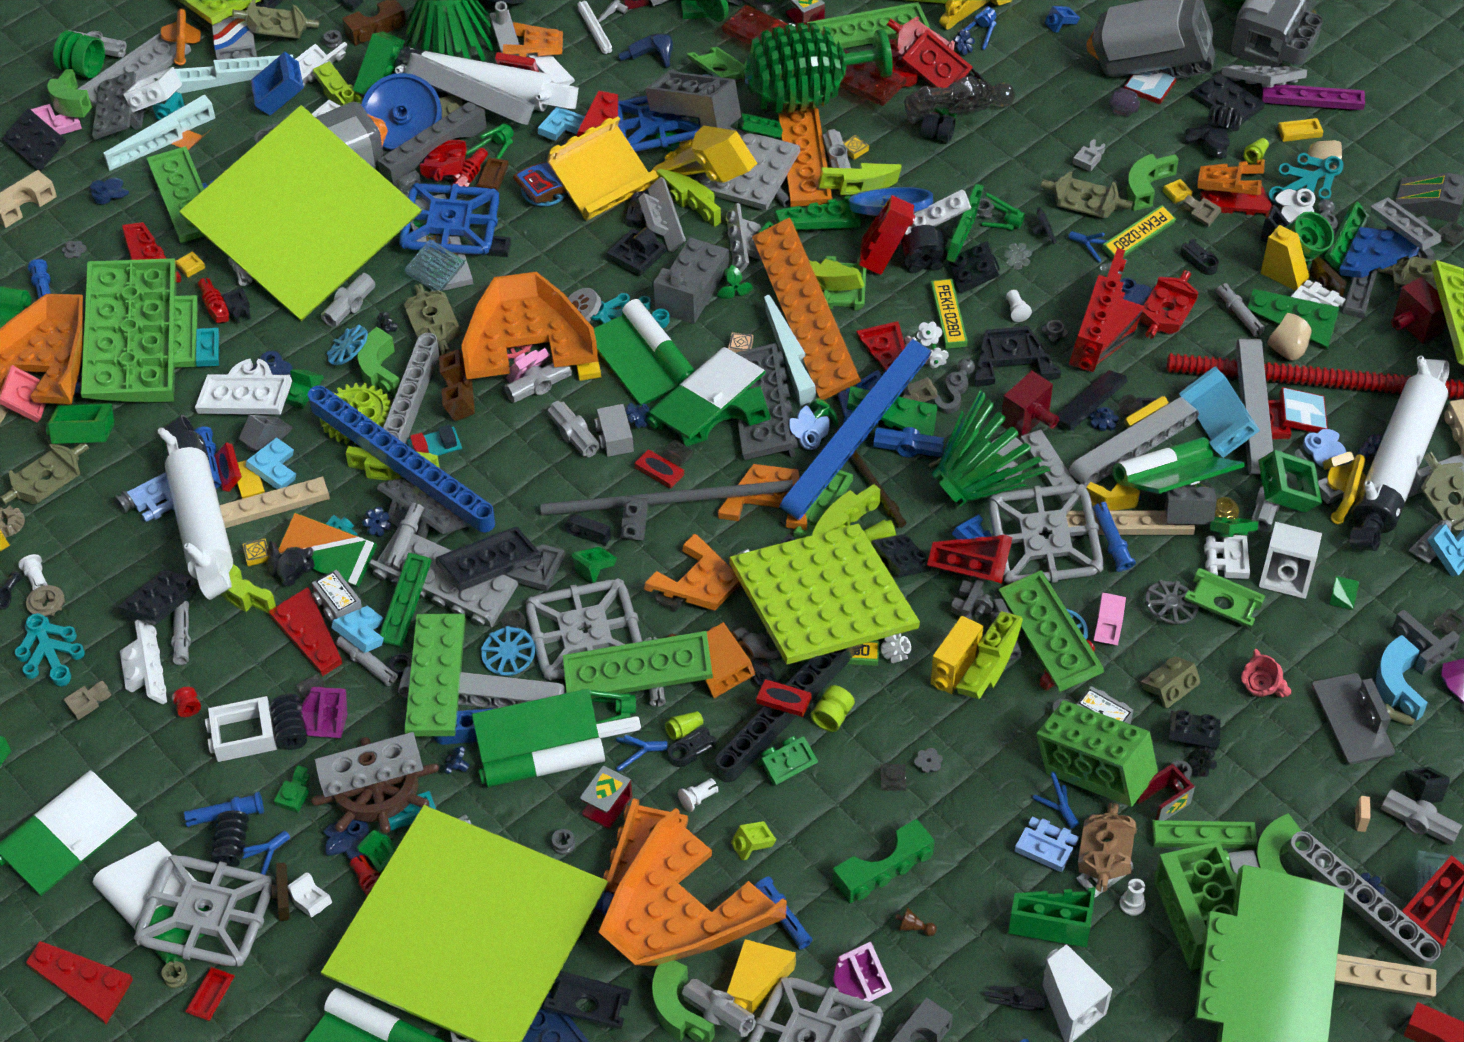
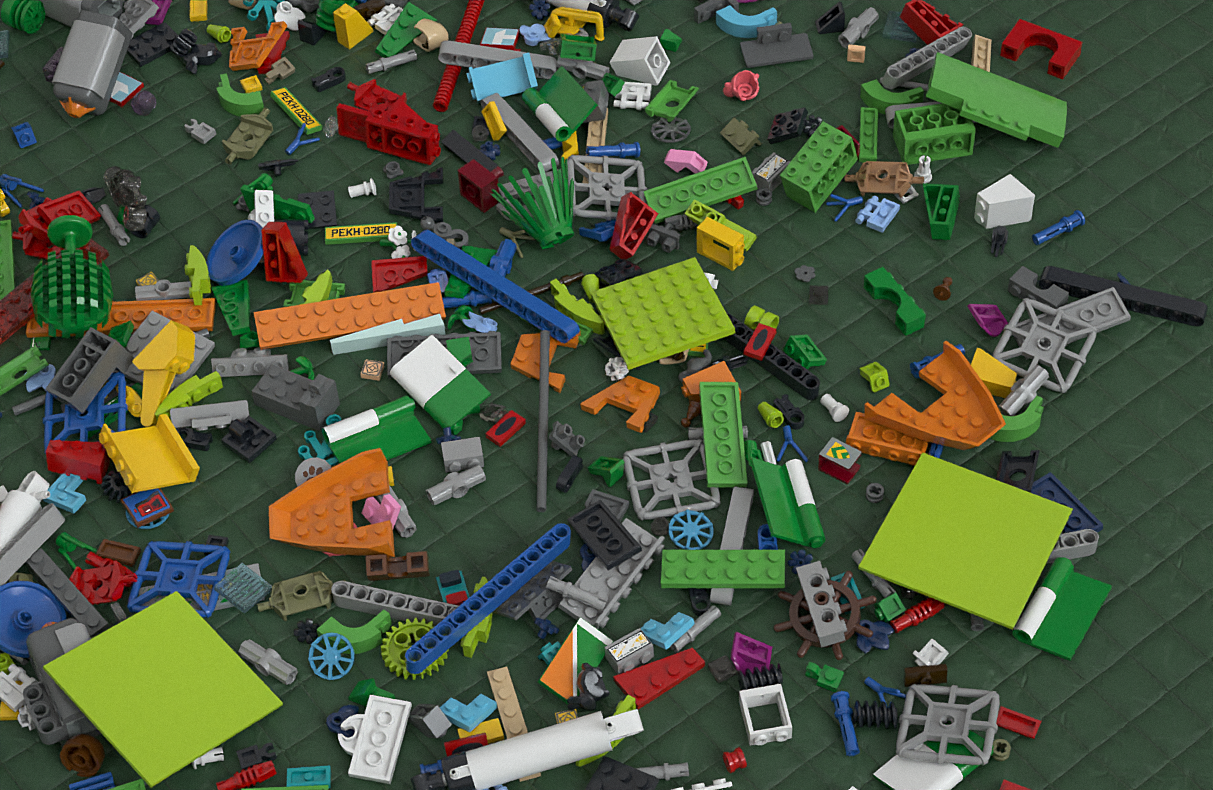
camera: 85 degrees left, 0 degrees up
(405, 599) = (639, 596): green tile -> none
(1018, 255) = (308, 182): clear plant -> none

